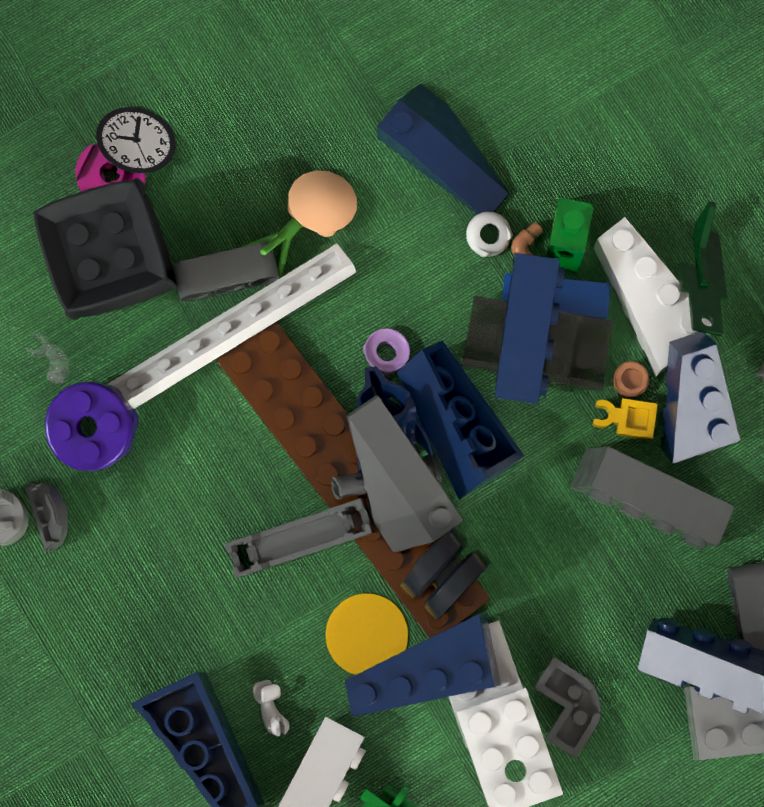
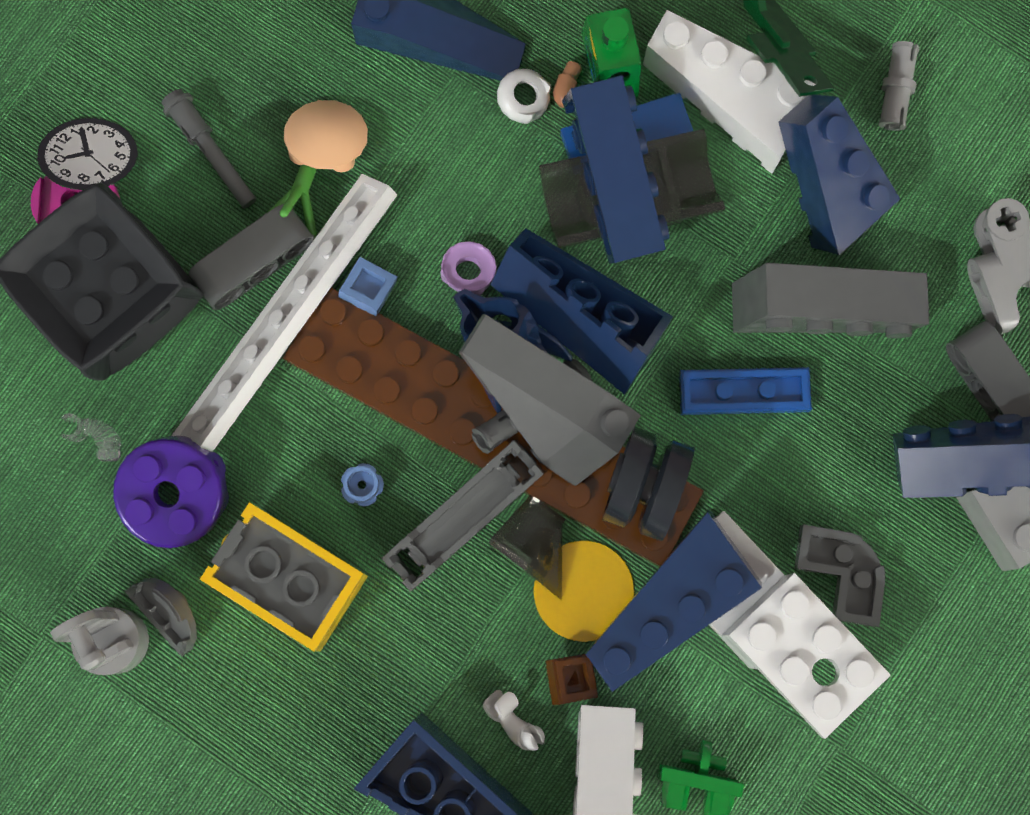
camera: 25 degrees left, 0 degrees up
(147, 526) = (284, 578): none -> dark grey piece
(225, 157) = (197, 131): none -> dark grey pin
(227, 475) = (350, 481): none -> medium blue plate
(303, 333) = (367, 286): none -> medium blue plate
(327, 696) = (571, 679): none -> reddish brown tile
(344, 582) = (533, 543): none -> clear smoke slope
(557, 536) = (745, 391): none -> blue tile
(630, 379) = (747, 187): nougat tile -> none
(632, 419) = (768, 226): yellow plate -> none

